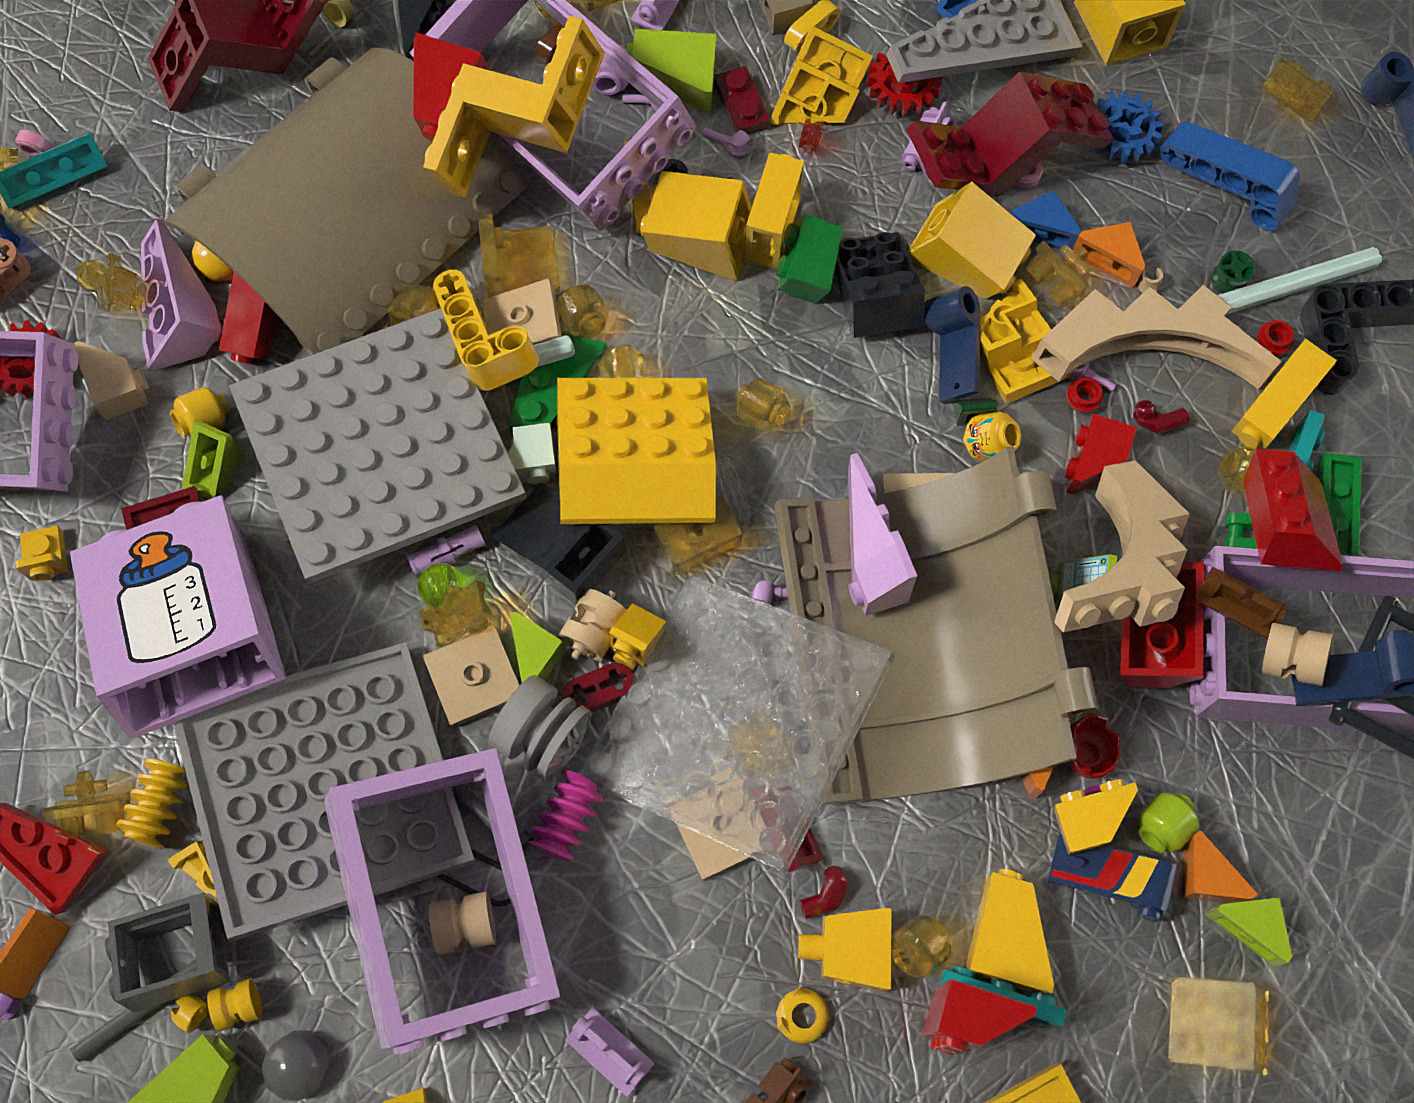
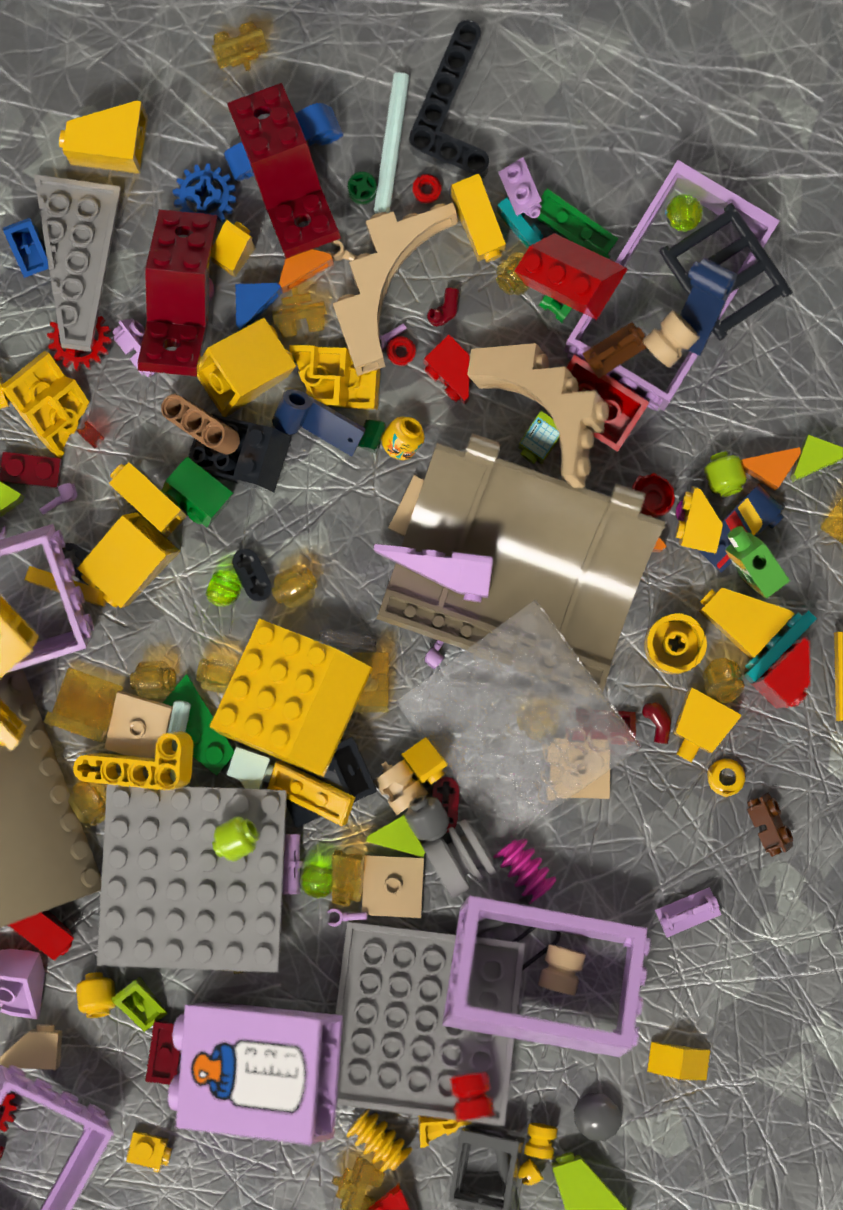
camera: 60 degrees left, 15 degrees up
(244, 876) = (472, 1096): none -> red wheel
(412, 638) = (345, 916): none -> lavender hand
(439, 454) = (235, 839): none -> lime head
(536, 527) = (312, 793): none -> yellow tile
(570, 664) = (427, 818): none -> dark grey head
(719, 334) = (223, 588): none -> clear neon green piece
(744, 355) = (245, 578): none -> black beam
(884, 224) = (210, 429): none -> medium nougat beam
(944, 843) = (690, 637): none -> yellow brick
(1081, 919) = (755, 562): none -> bright green torso
(1090, 171) = (232, 247): none -> yellow slope
(1203, 174) = (283, 170): none -> dark red bracket
(1343, 428) = (521, 189): none -> lavender hinge

